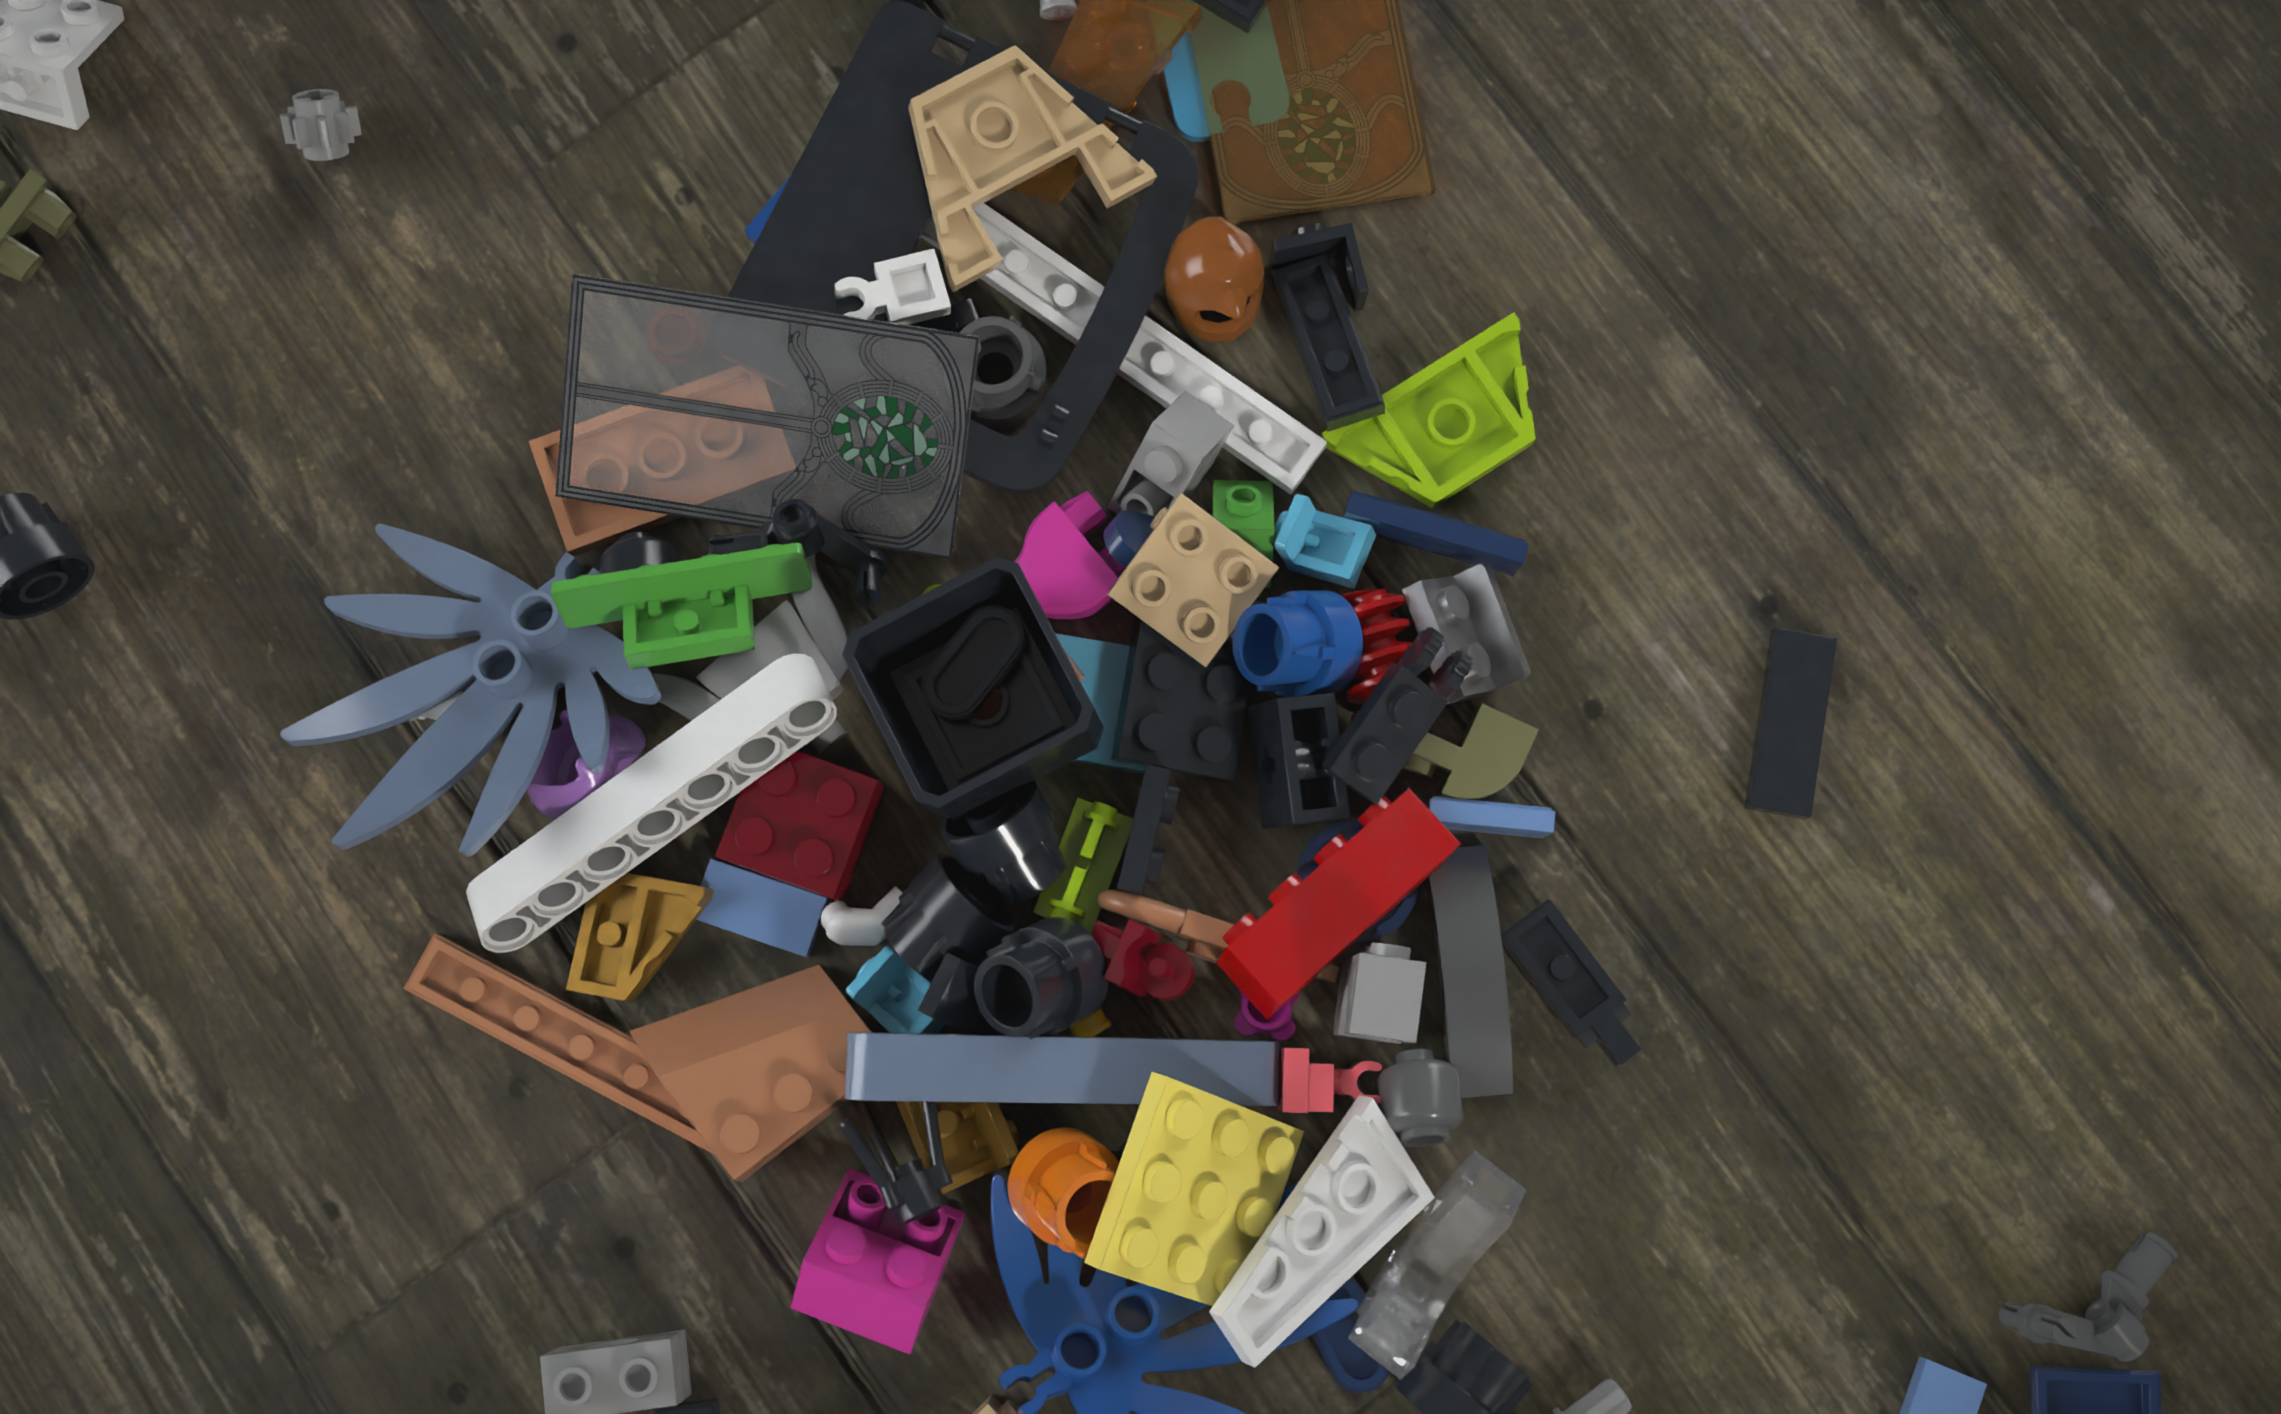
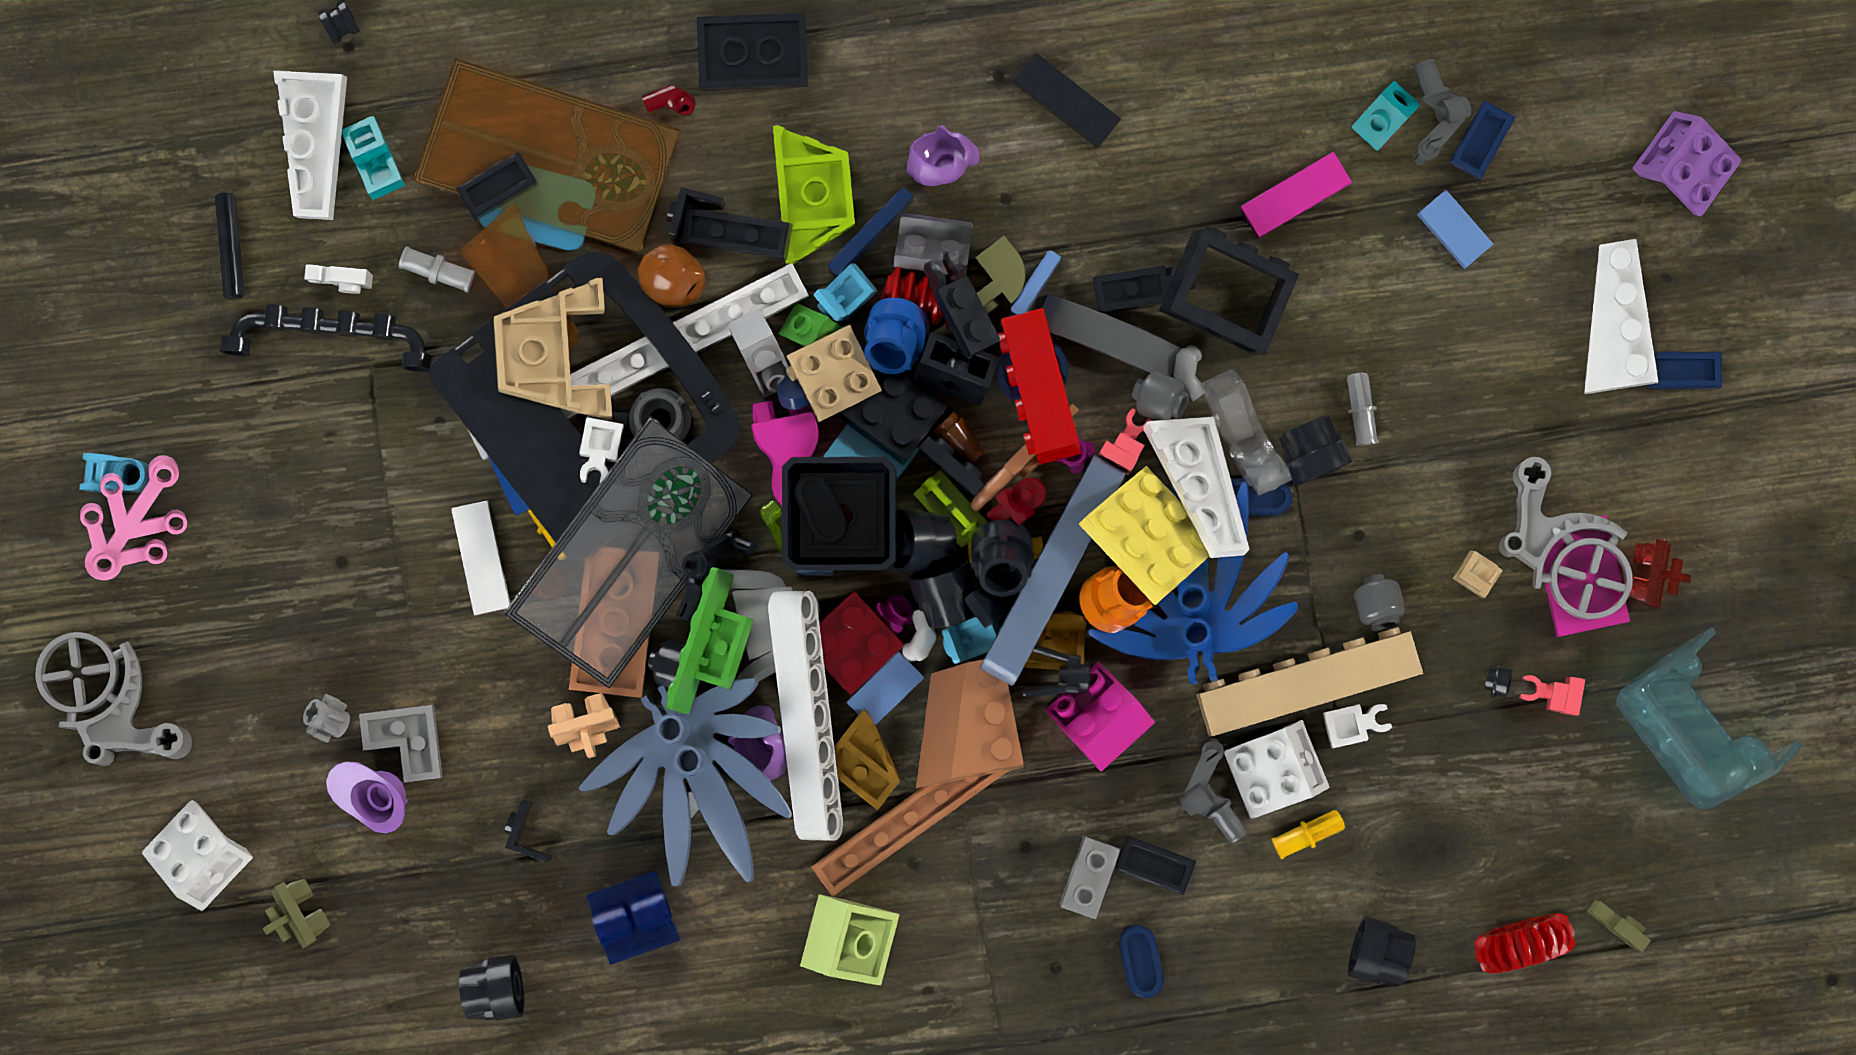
camera: 65 degrees left, 5 degrees up
(229, 705) = (632, 917): none -> clear blue plate
(233, 241) = (368, 795): none -> medium lavender piece
(285, 470) = (515, 828): none -> black bracket
(344, 1049) = (849, 940): none -> yellowish green slope
(360, 258) = (413, 731): none -> light grey plate
(472, 470) = (586, 730): none -> light nougat hips
(669, 222) = (481, 557): none -> white tile
(895, 863) = (895, 612): none -> magenta plate
(1196, 823) = (959, 436): none -> reddish brown cone
(1380, 995) = (1098, 390): light grey arch -> none
(1474, 153) = (672, 98): none -> dark red arm
(1483, 1116) = (1185, 370): none -> light grey arm
(1573, 1056) = (1176, 306): none -> black window
(1603, 578) = (941, 157): none -> medium lavender hair
(1605, 231) = (752, 51): none -> black plate
(1844, 1148) = (1295, 195): none -> dark pink tile
(2044, 1225) = (1385, 116): none -> teal bracket

